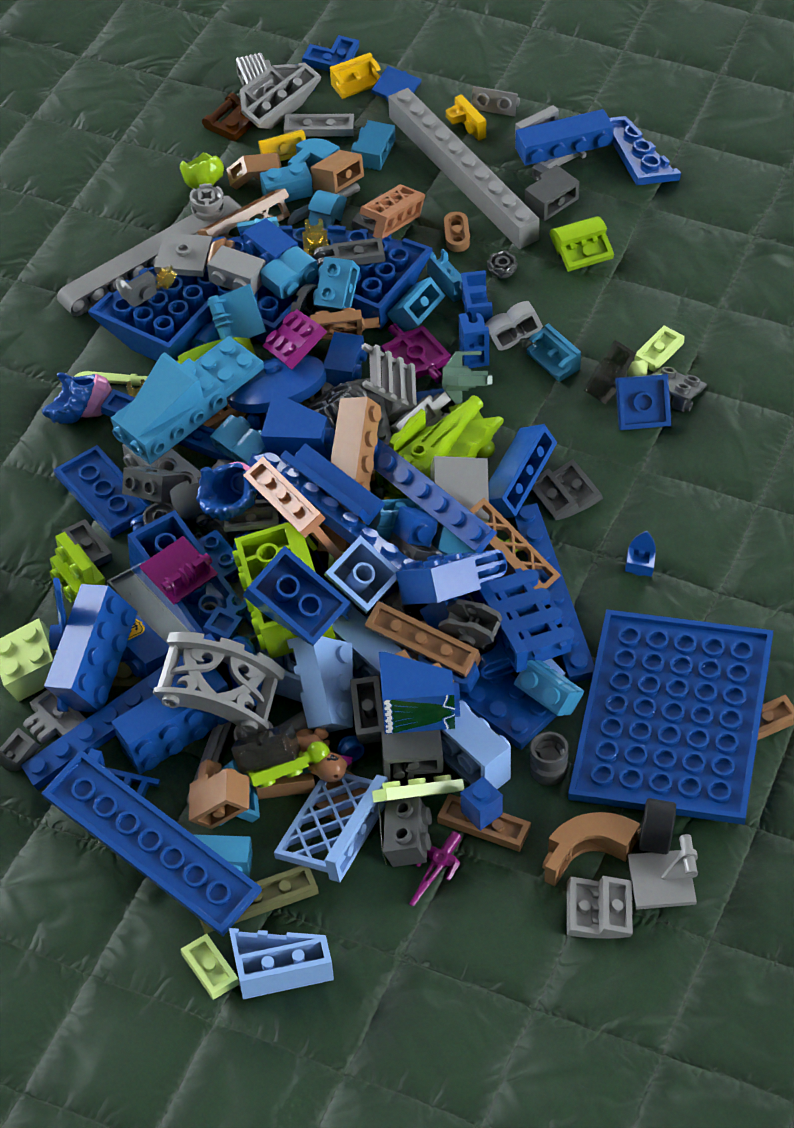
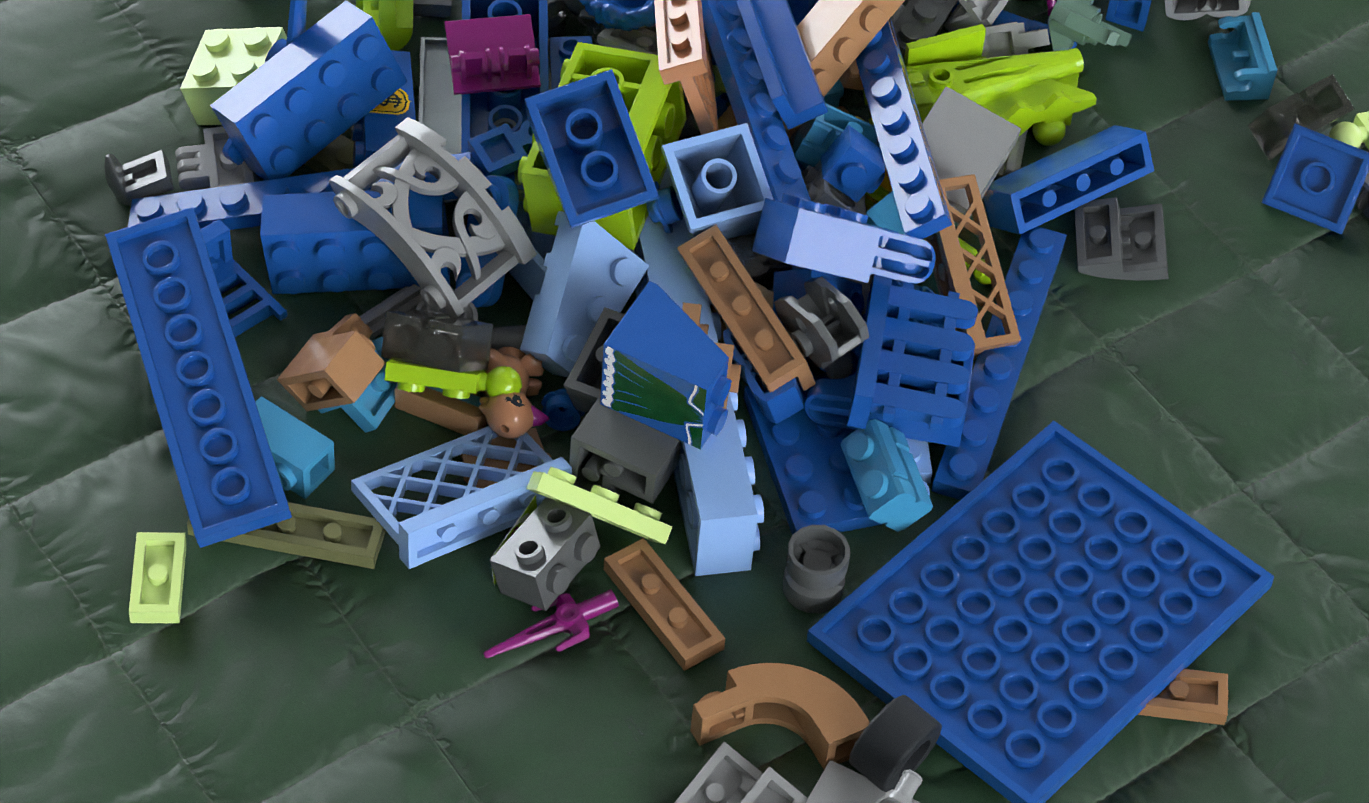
camera: 25 degrees right, 0 degrees up
(279, 962) = (242, 621): light blue wedge -> none
(481, 803) = (669, 571): blue brick -> none
(641, 555) = (1160, 377): blue plate -> none

